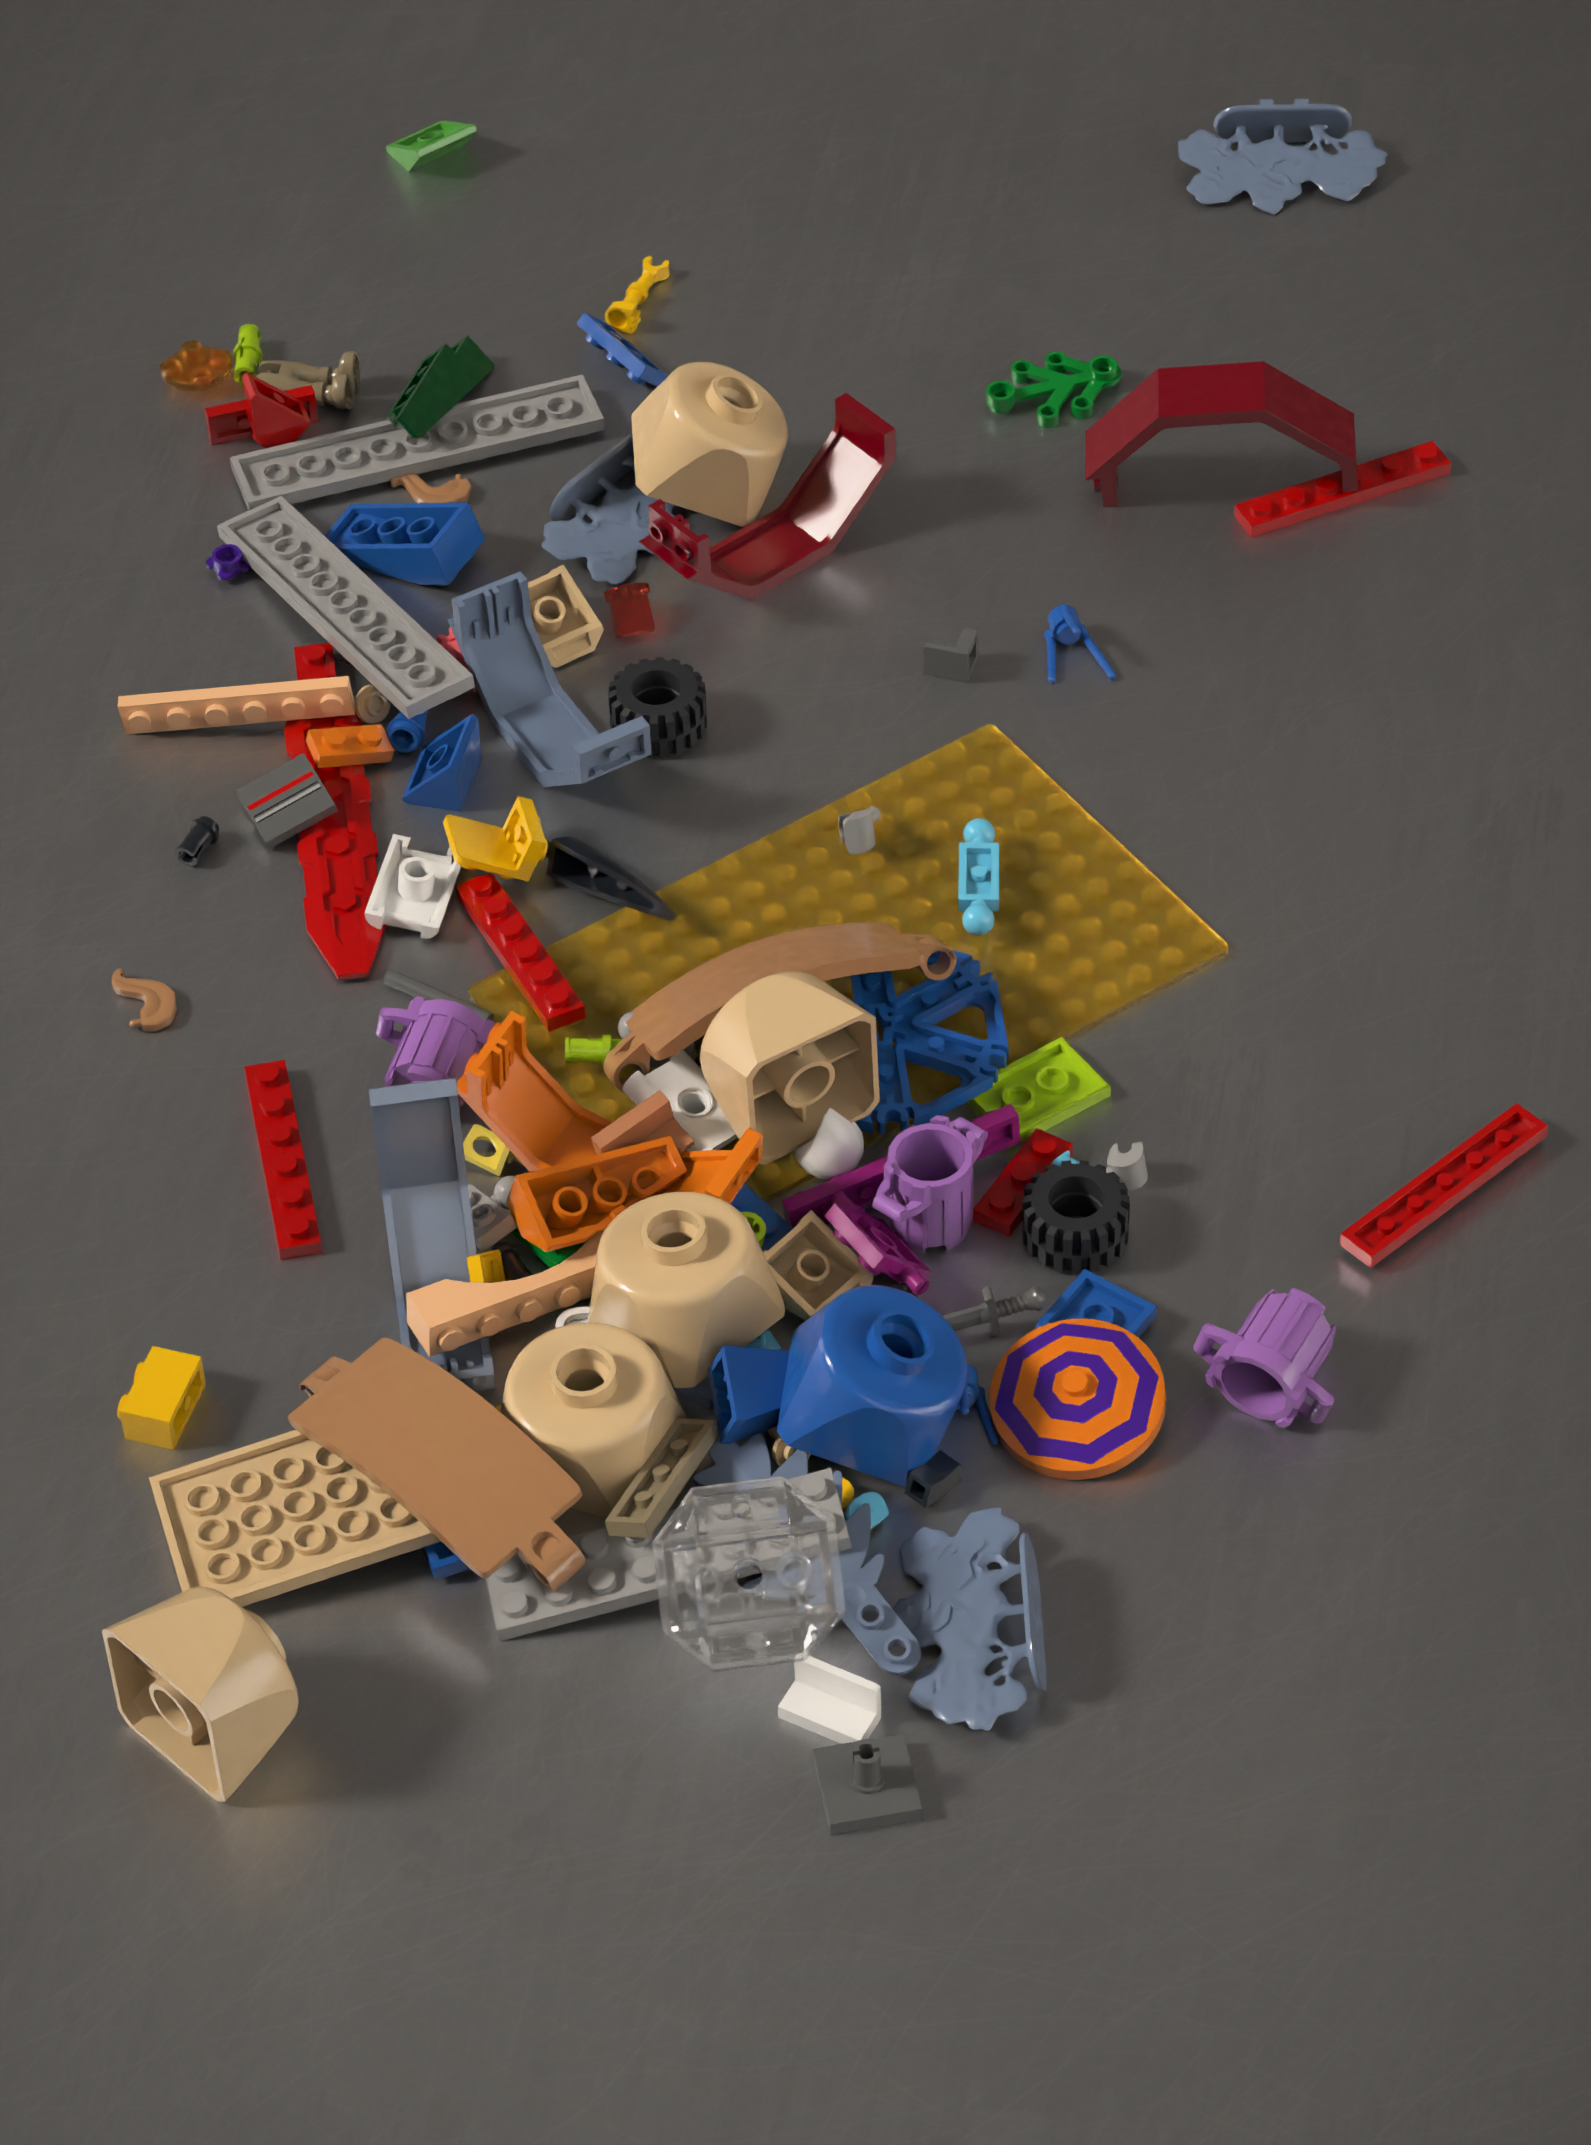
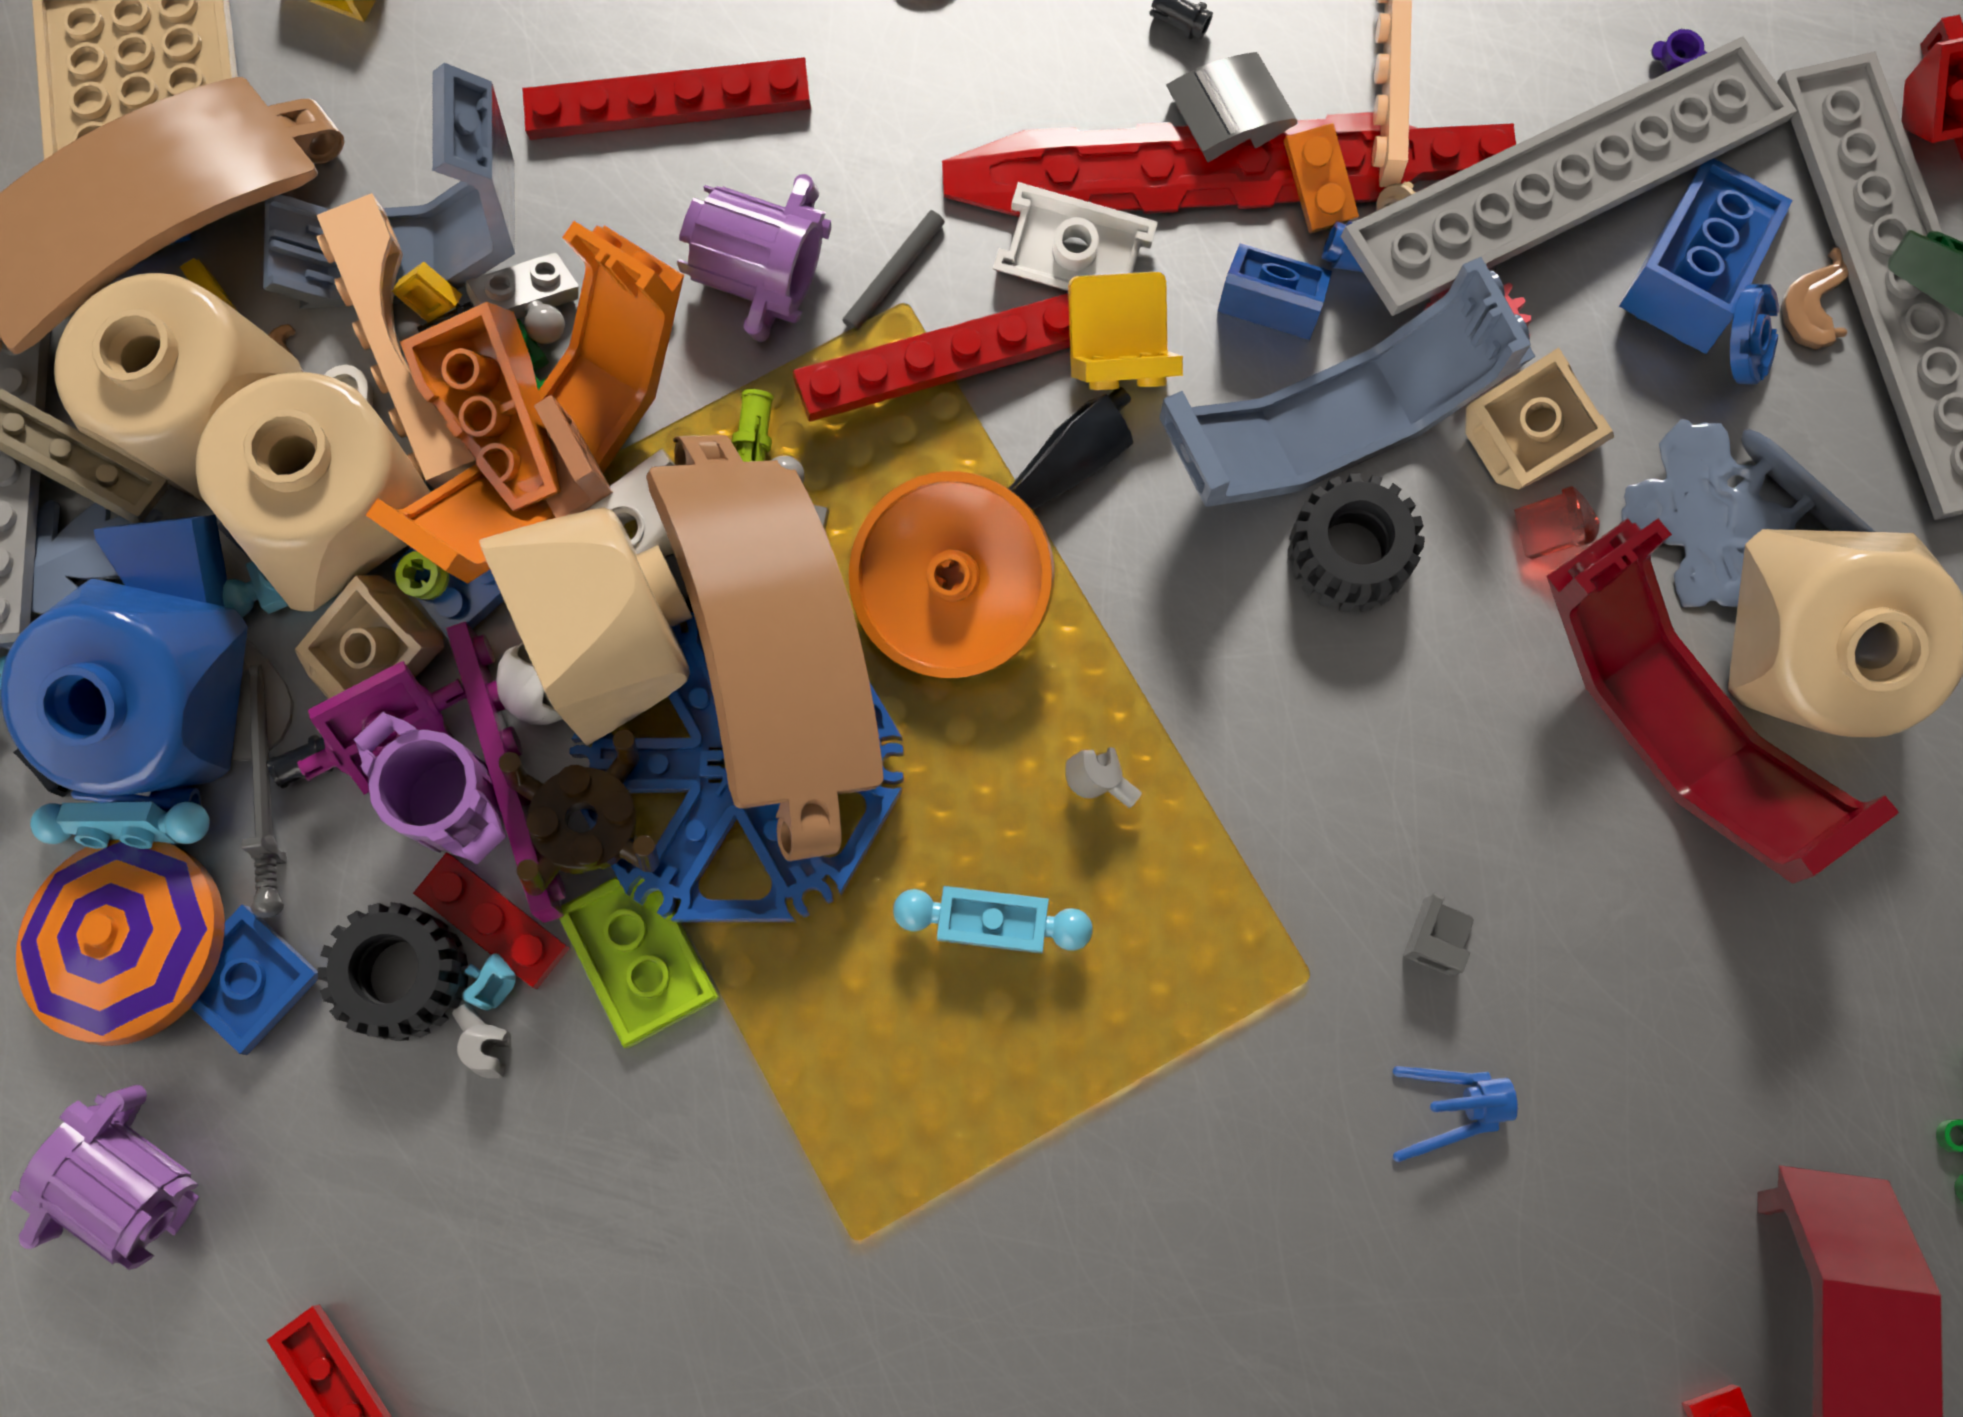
camera: 95 degrees right, 30 degrees up
(485, 509) = (1752, 336): none -> blue tile
(708, 900) = (951, 574): none -> orange dish
(936, 1076) = (568, 792): none -> dark brown plate
(985, 1420) = (130, 822): none -> medium azure plate

